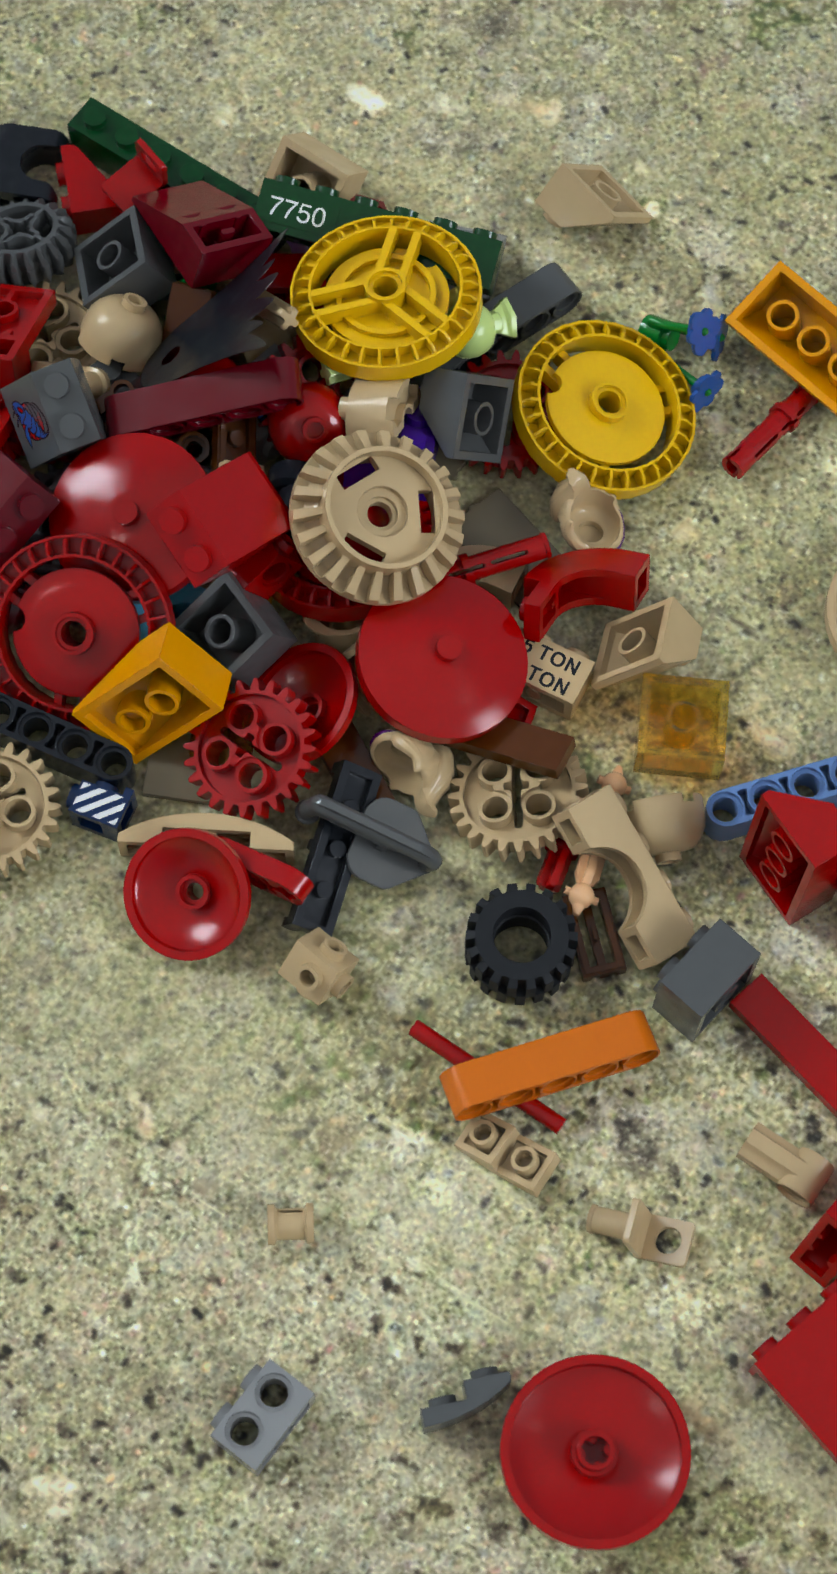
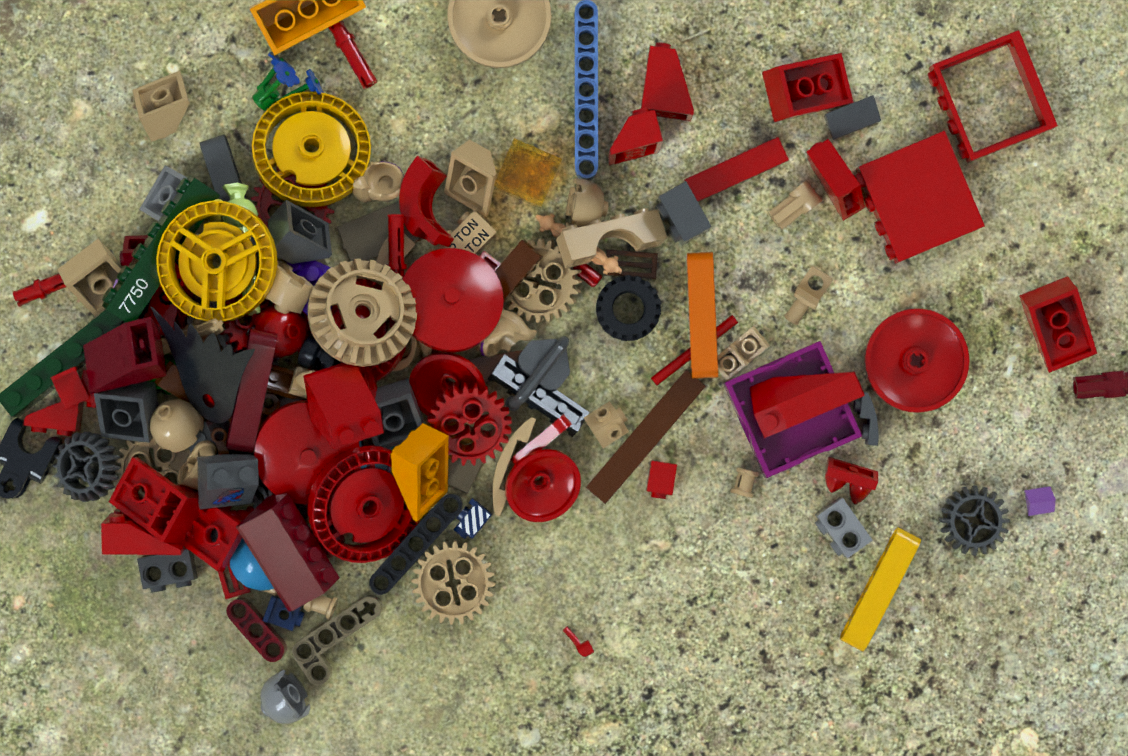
camera: 70 degrees left, 20 degrees up
(173, 1518) = (880, 589): none -> yellow beam
(255, 1083) = (661, 479): none -> red brick
(267, 123) = (39, 289): none -> red pin
(317, 1041) = (645, 436): none -> reddish brown tile
(358, 1422) = (861, 479): none -> red tile
(440, 1264) = (803, 440): none -> magenta tile
(459, 1260) = (795, 399): none -> red wedge

